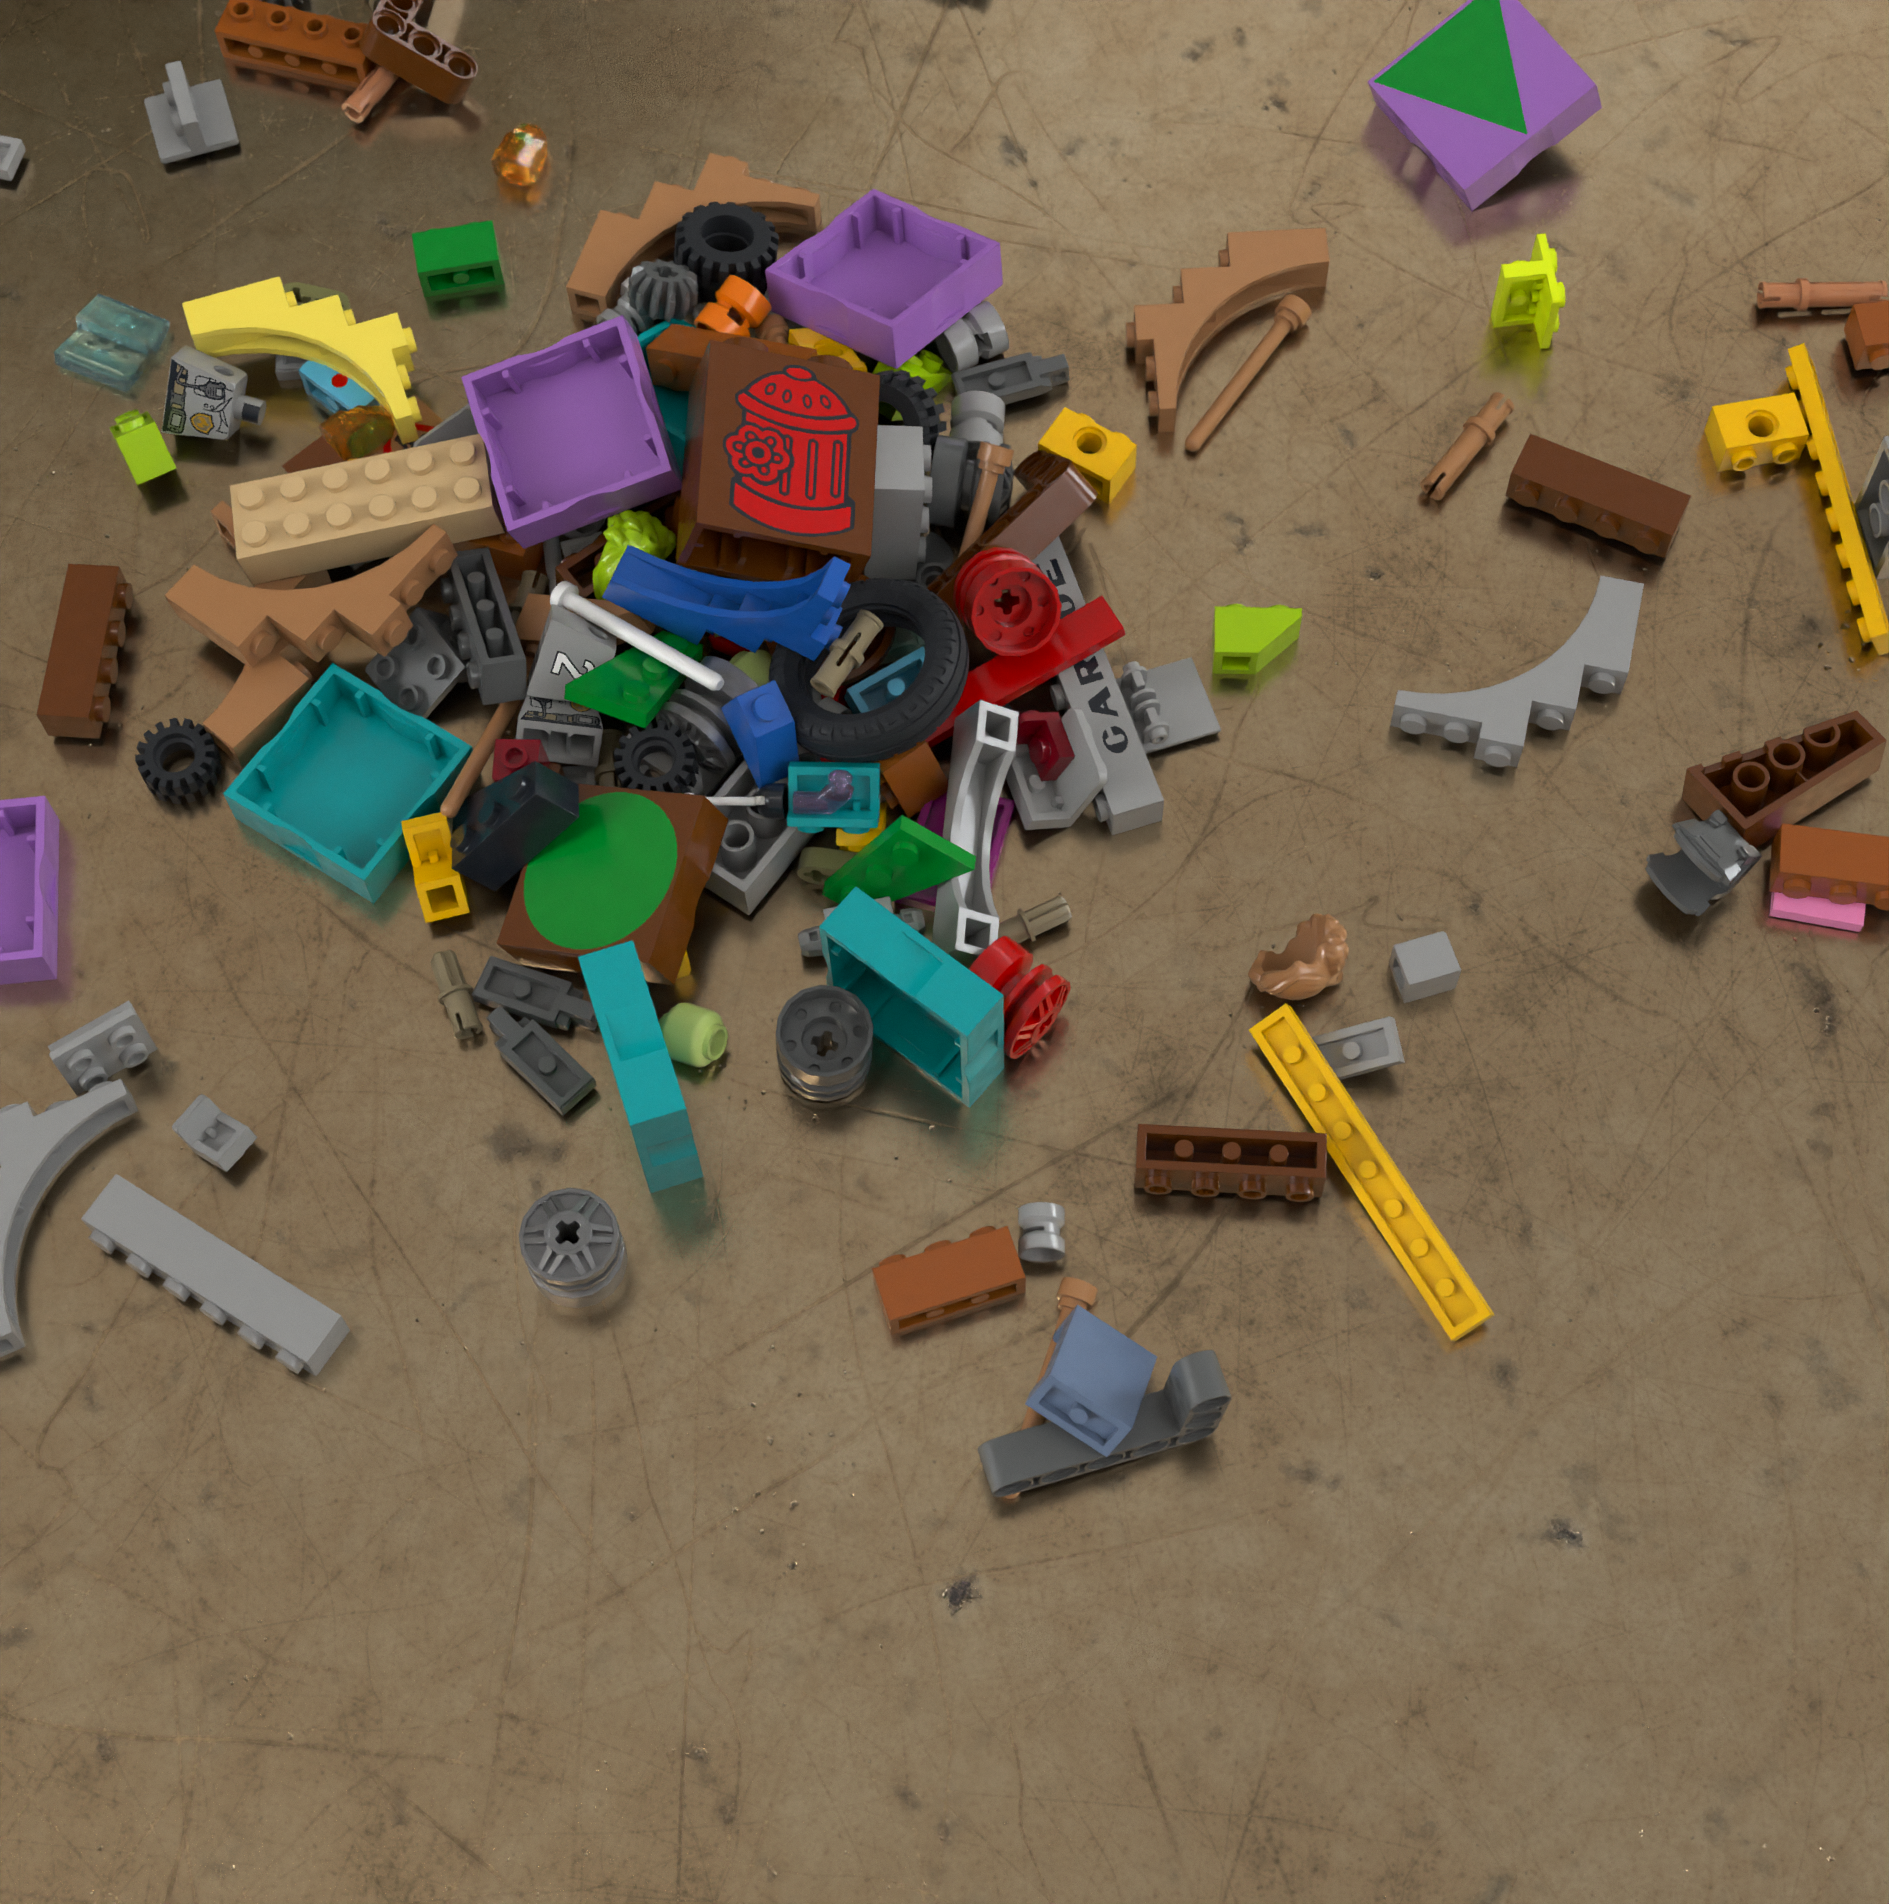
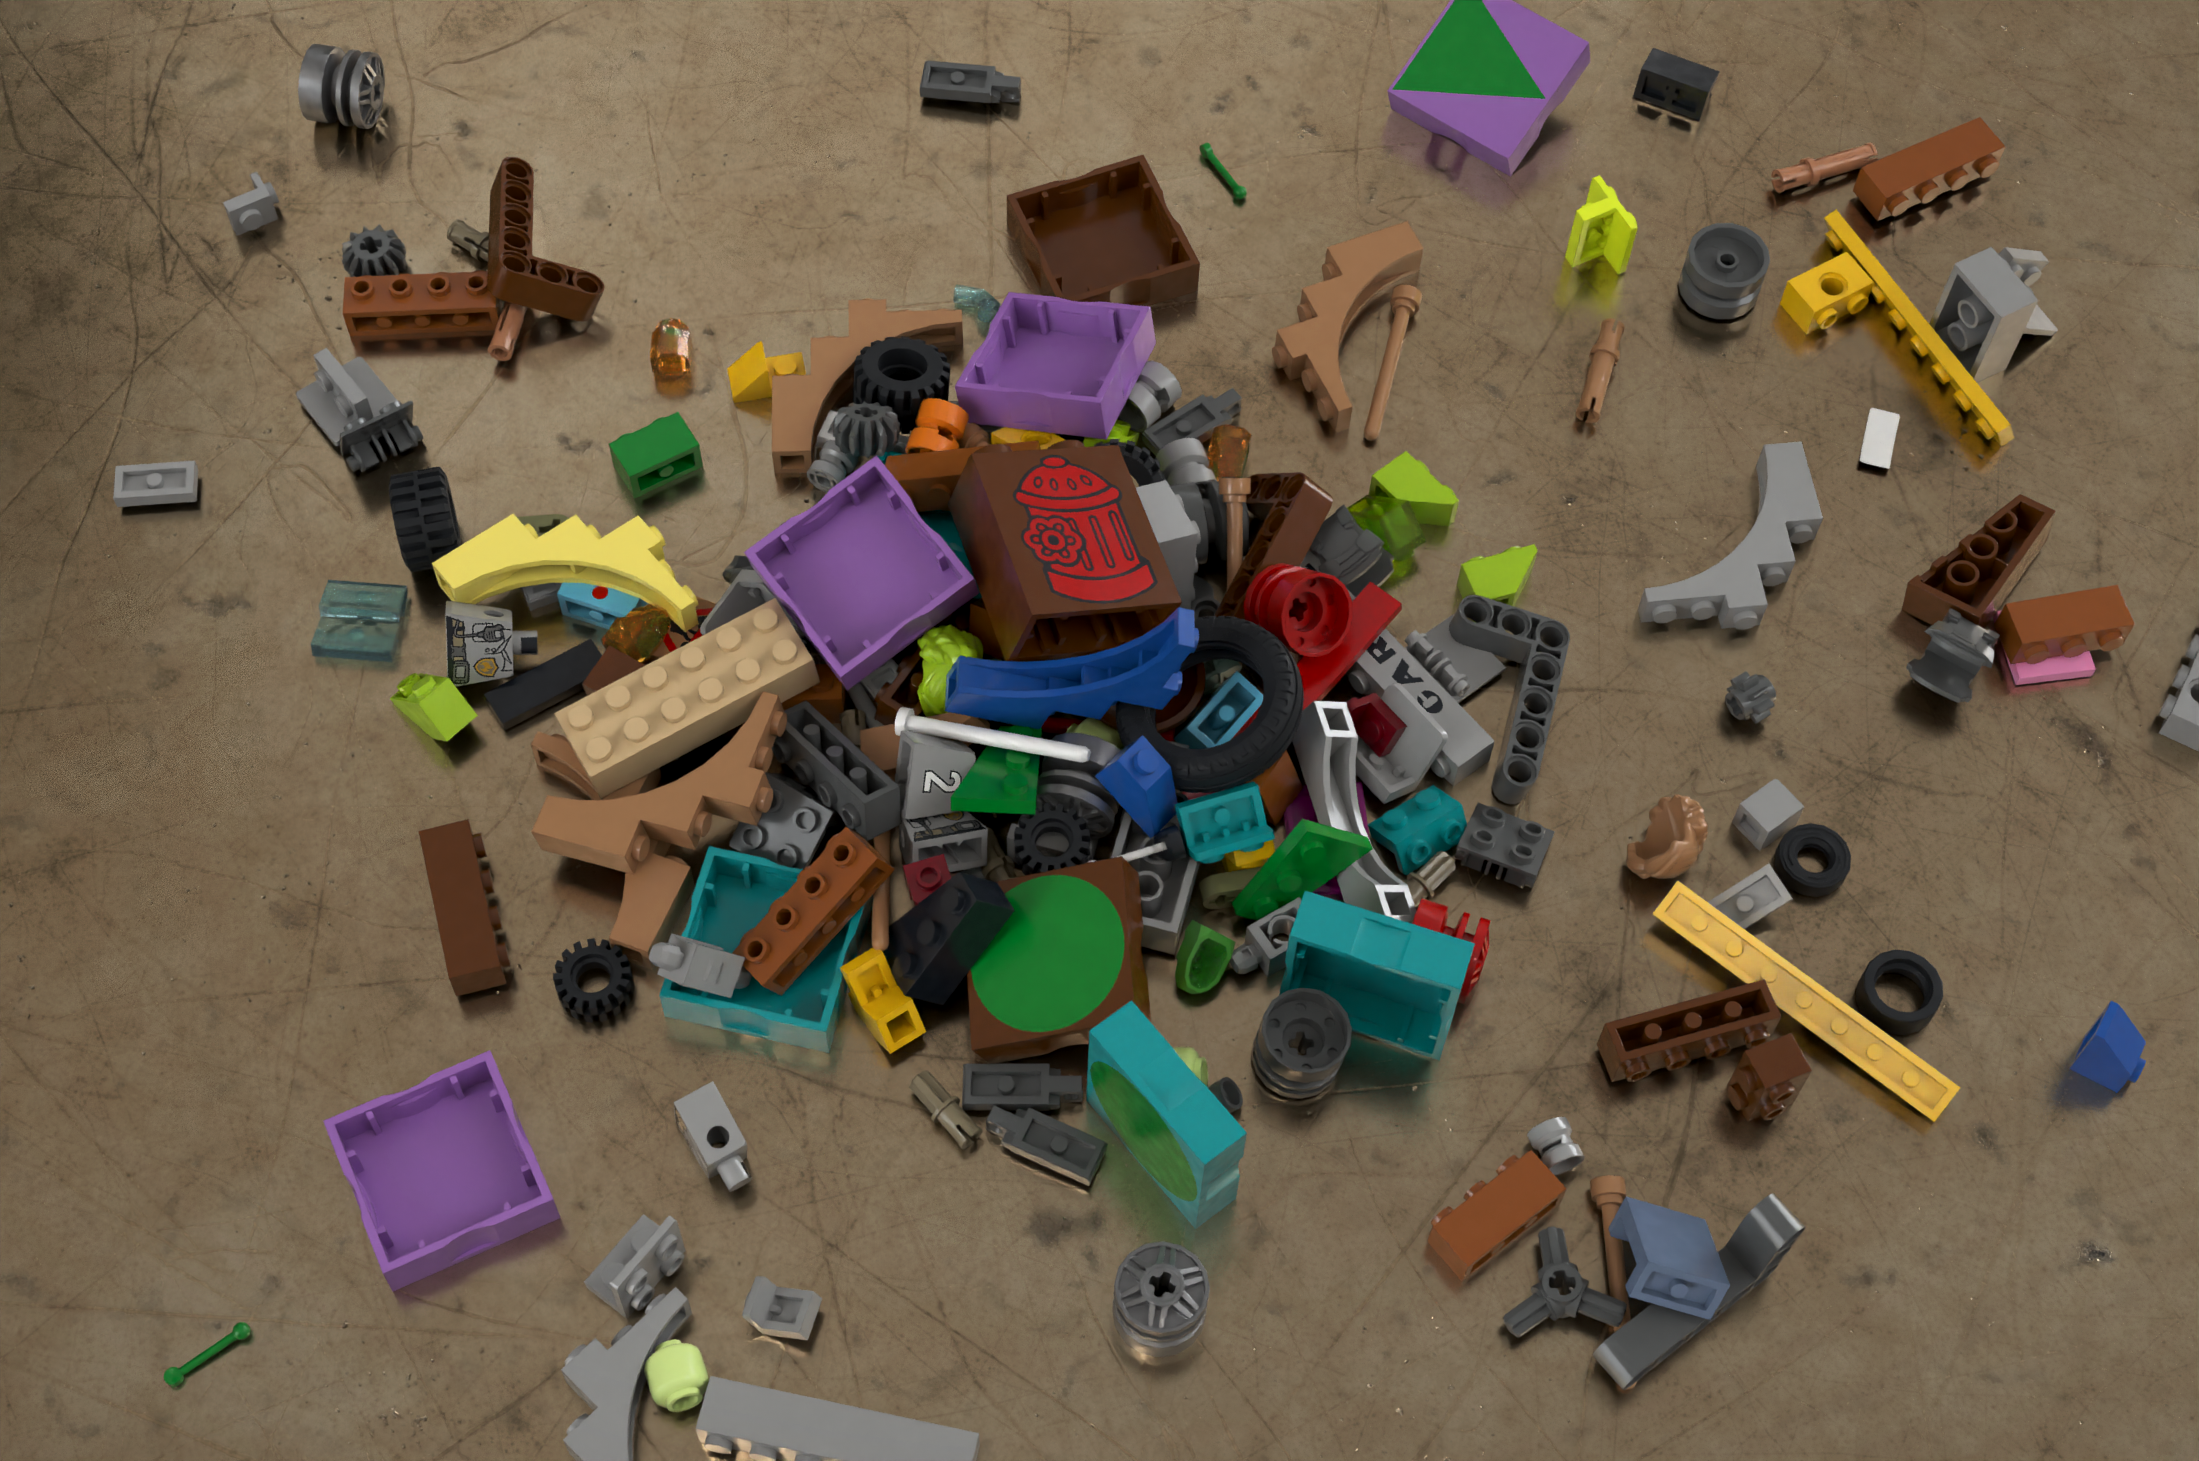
camera: 25 degrees left, 5 degrees down
(89, 1162) = (676, 1375): none -> yellowish green head
(201, 253) = (423, 516): none -> black tyre
(215, 149) = (360, 433): none -> dark grey hinge
(219, 945) = (707, 1121): none -> light grey torso
(251, 458) = (543, 685): none -> black tile
(269, 777) = (700, 965): none -> light grey piece
(399, 757) = (813, 910): none -> dark orange brick
(592, 196) = (752, 373): none -> yellow slope
(732, 1064) = (1227, 1093): none -> dark grey hinge
(770, 926) = (1202, 958): none -> rock
(828, 799) = (1225, 826): arm -> none
(846, 185) = (979, 298): none -> clear light blue arm
(863, 632) = (1194, 693): dark tan pin -> none
(989, 1392) = (1546, 1299): none -> dark grey bush
(1002, 160) = (1104, 237): none -> reddish brown tile
(1029, 421) = (1229, 451): none -> clear orange rock
(1053, 867) = (1420, 828): none -> teal bracket
(1101, 560) = (1351, 552): none -> dark grey piece
(1113, 455) = (1275, 452): yellow brick -> none
(1134, 909) = (1506, 842): none -> dark grey hinge
(1158, 545) = (1390, 521): none -> clear neon green slope
(1171, 149) = (1238, 191): none -> green hinge
(1202, 518) = (1412, 481): none -> lime slope
(1229, 761) = (1530, 692): none -> dark grey beam
(1286, 1236) = (1768, 1078): none -> reddish brown brick
(1448, 1055) = (1822, 839): none -> black tyre
(1463, 838) = (1750, 697): none -> dark grey gear
(1489, 1163) = (1911, 966): none -> black tyre
(1597, 496) = (1727, 380): reddish brown brick -> none
(1649, 376) = (1724, 270): none -> dark grey wheel
(1675, 1329) = (2111, 1050): none -> blue slope
(1697, 158) = (1675, 84): none -> black hinge
(1745, 607) = (1879, 438): none -> white sticker

